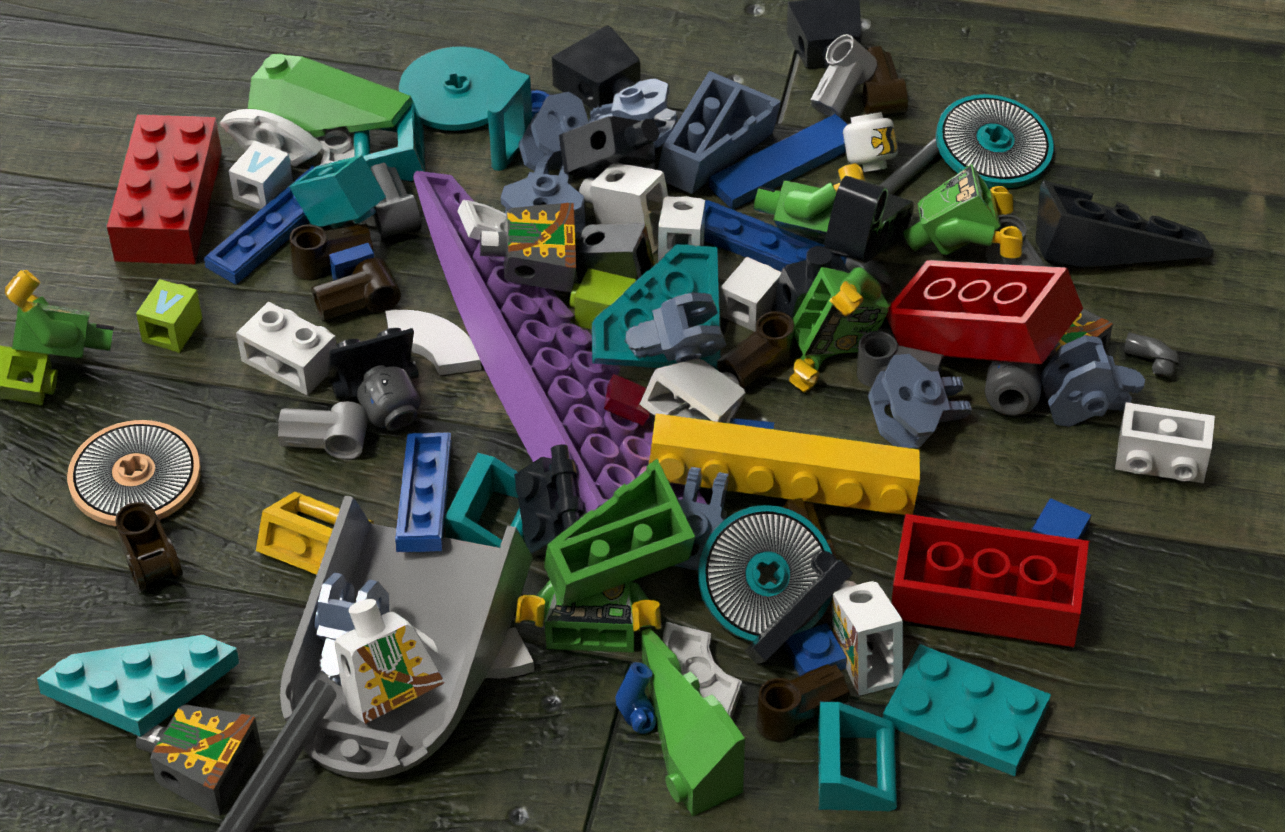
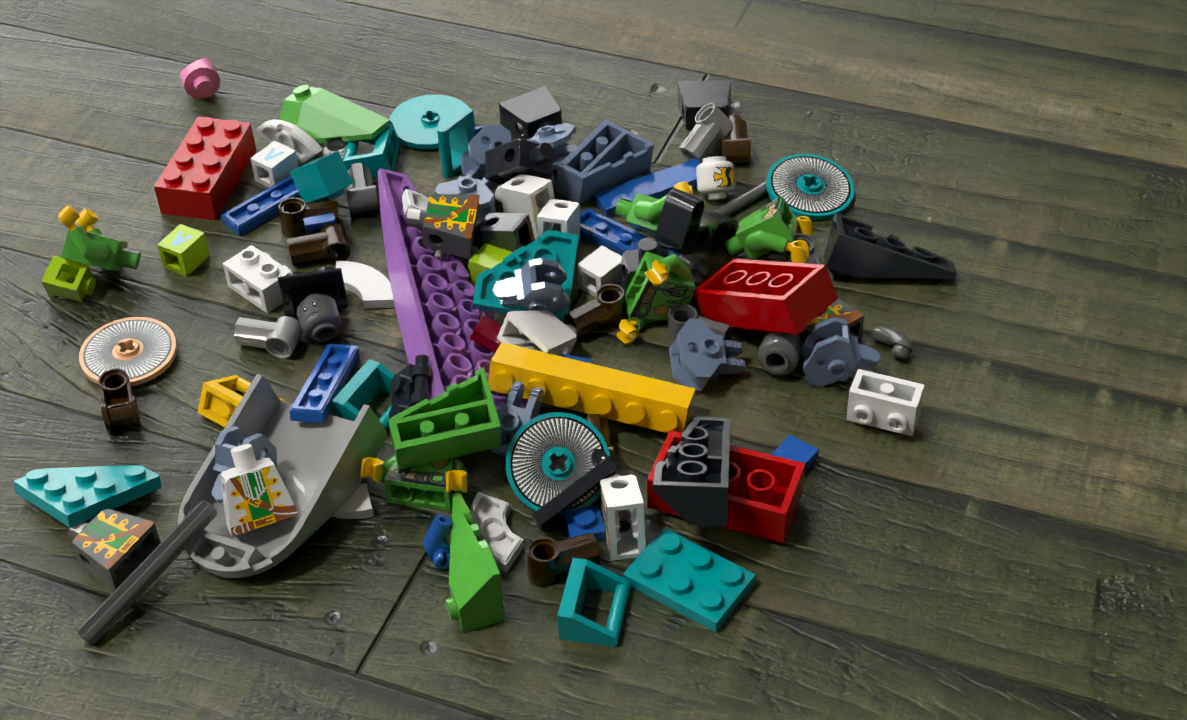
camera: 10 degrees right, 5 degrees down
(116, 52) = (200, 79): none -> bright pink piece
(963, 570) = (697, 473): none -> black wedge

